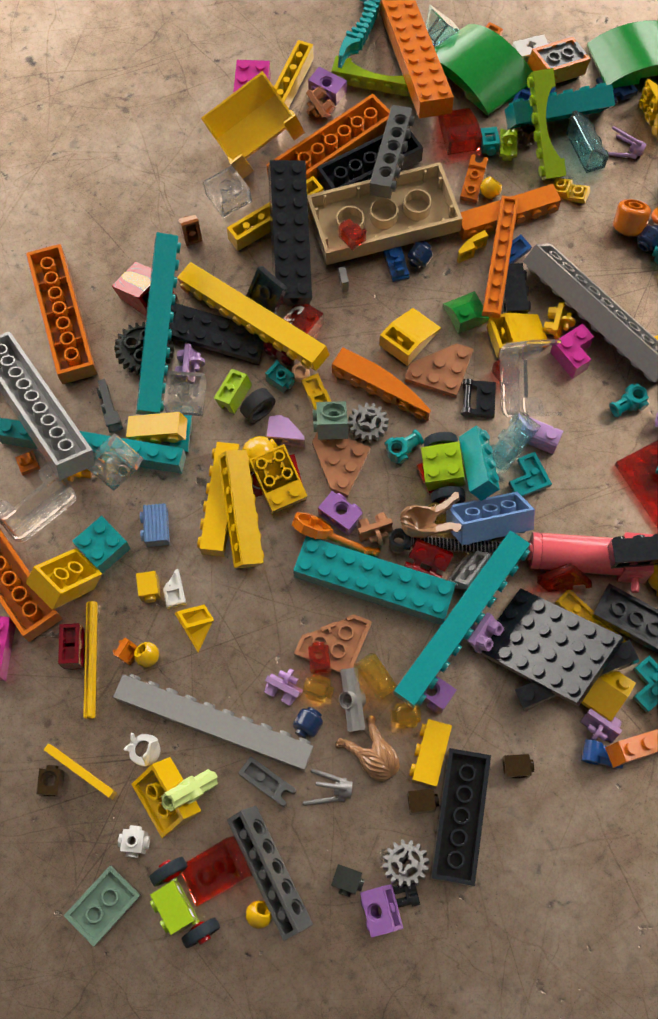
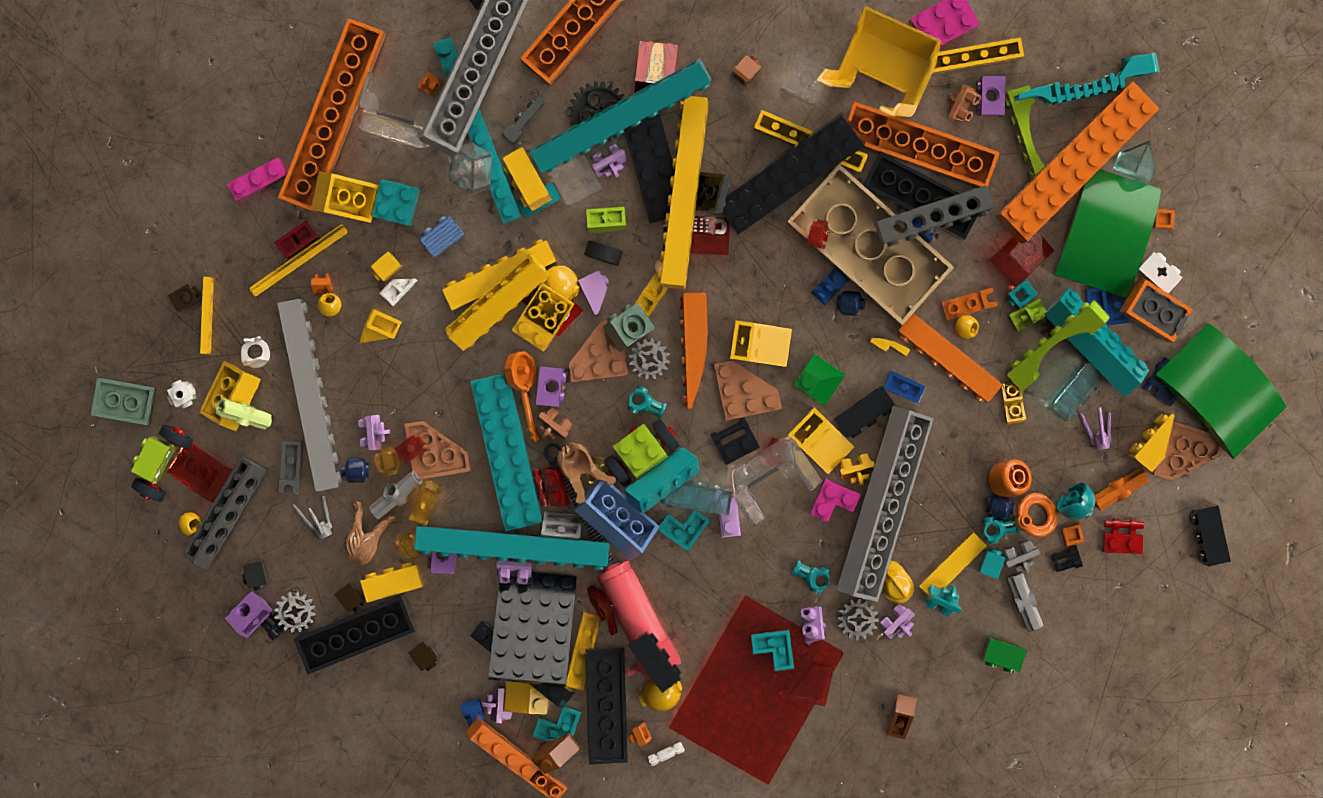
camera: 55 degrees right, 20 degrees up
(280, 383) = (646, 246): teal brick -> none
(343, 279) = (780, 248): light grey tile -> none
(500, 257) = (887, 381): orange tile -> none

